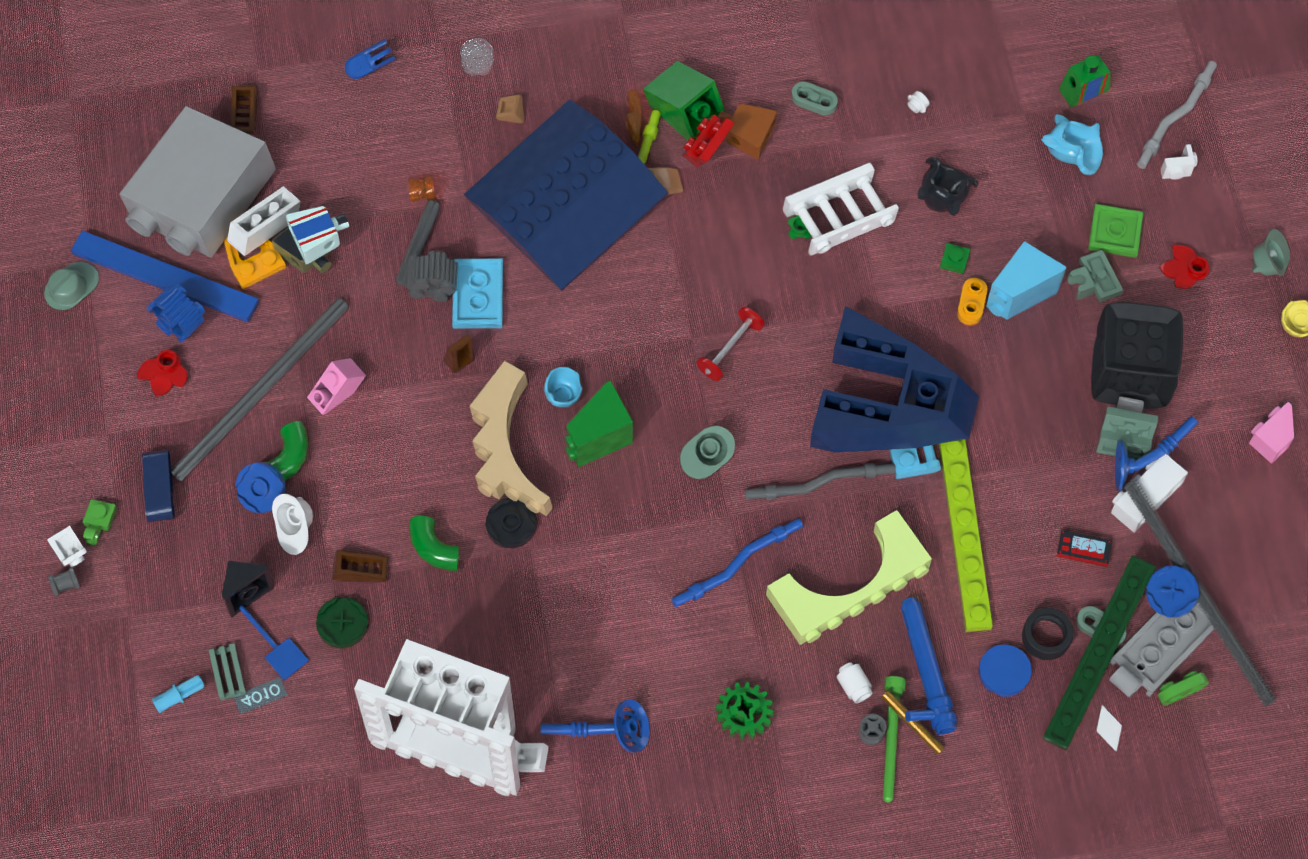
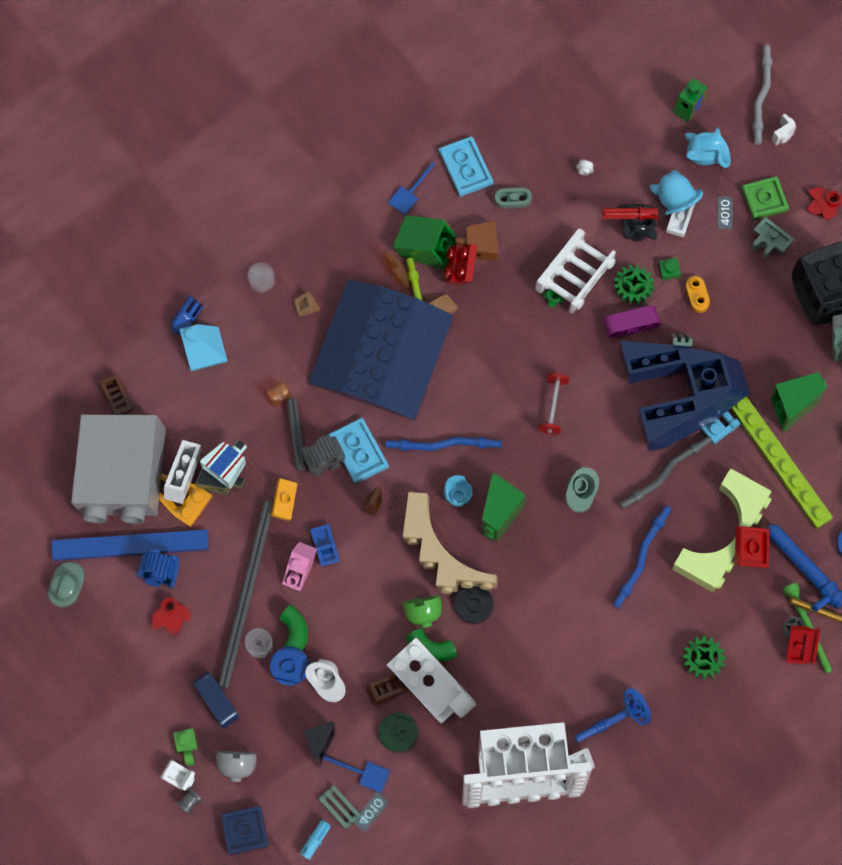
camera: 25 degrees left, 5 degrees up
(106, 644) = (244, 830): none -> dark blue plate
(137, 565) = (236, 764): none -> light grey cylinder
(241, 447) = (258, 643): none -> clear wheel
(362, 306) = (284, 499): none -> light orange plate
(368, 100) = (203, 346): none -> medium azure slope
(379, 377) = (325, 545): none -> blue slope
(413, 606) = (444, 695): none -> white hinge
(446, 500) = (423, 610): none -> bright green cylinder
(535, 312) = (405, 445): none -> blue bar
(689, 46) = (404, 199): none -> blue piece
(780, 41) = (465, 166): none -> medium azure tile
(854, 682) = (765, 601): white brick -> none
(870, 752) = (802, 645): none -> red plate
(872, 611) = (752, 547): none -> red plate
(875, 295) = (632, 321): none -> magenta beam
(901, 255) = (624, 282): none -> green gear
(920, 339) = (683, 341): none -> sand green tile
(936, 169) = (630, 213): none -> red axle
(1000, 206) = (679, 222): none -> white plate
(1008, 174) = (676, 192): none -> medium azure hair
(1024, 469) = (796, 398): none -> green slope
(1025, 282) = (727, 264): medium azure slope -> none
(1058, 226) = (725, 212): none -> clear light blue sticker

